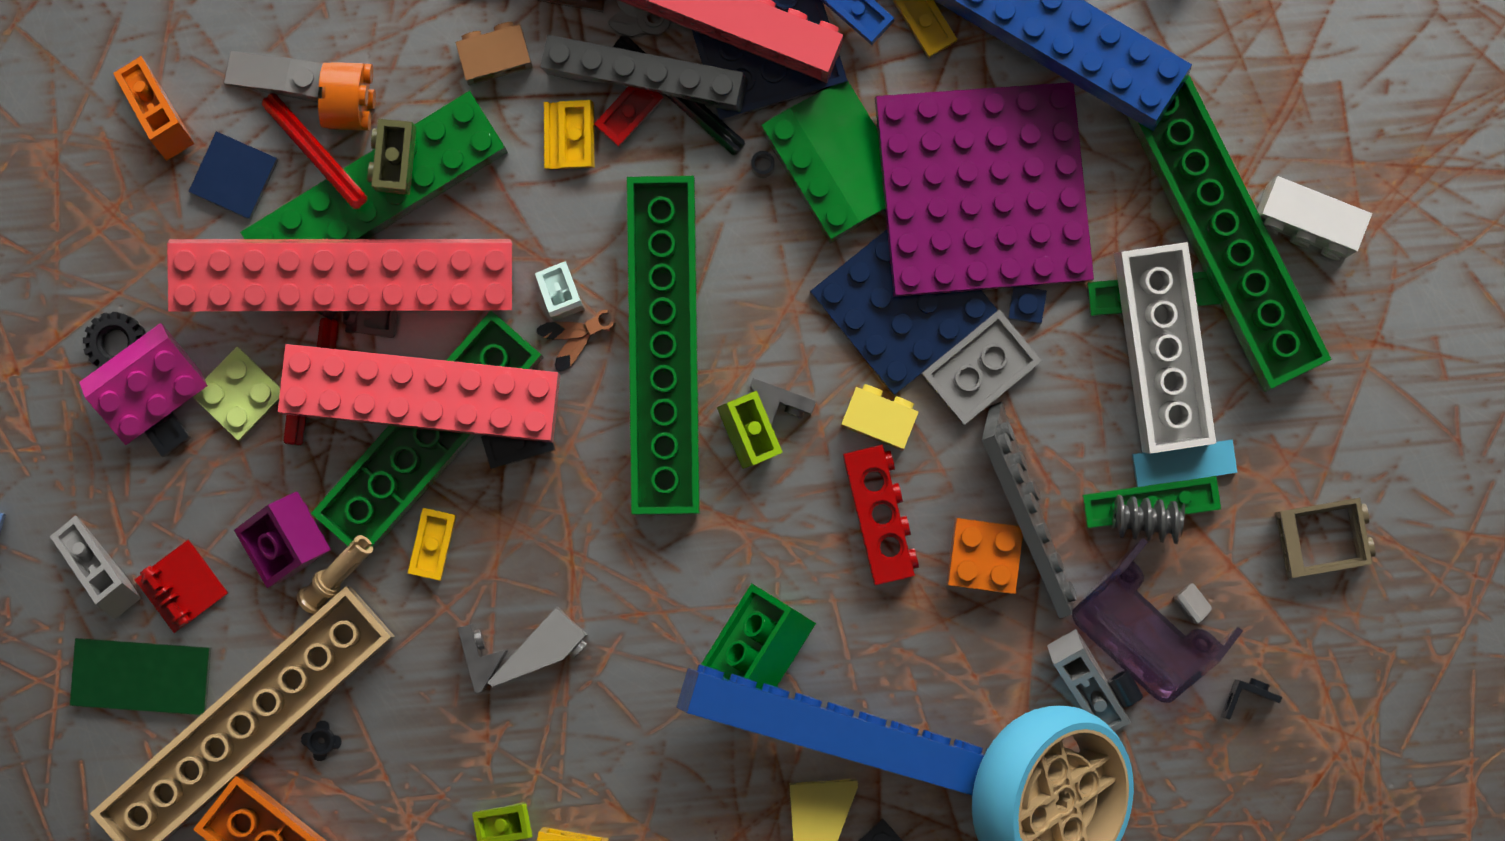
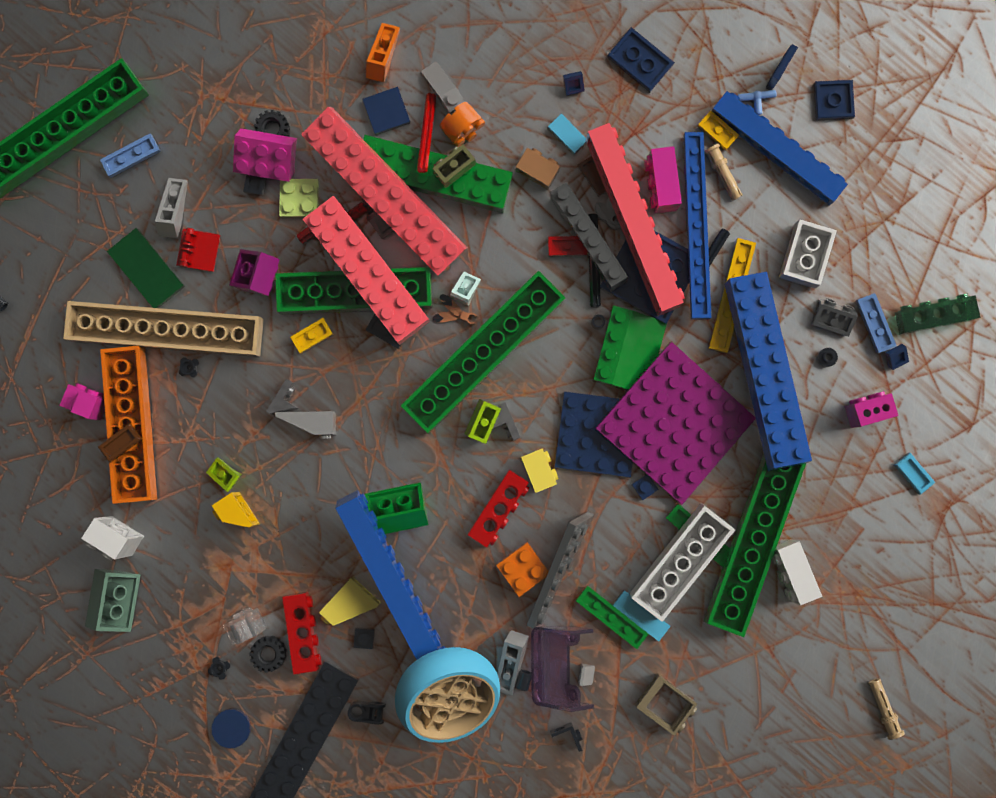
camera: 50 degrees right, 0 degrees up
(327, 582) = (255, 307): tan pin -> none
(569, 134) = (534, 231): yellow plate -> none
(981, 367) = (600, 492): light grey plate -> none
(1148, 518) = (603, 624): dark grey piece -> none

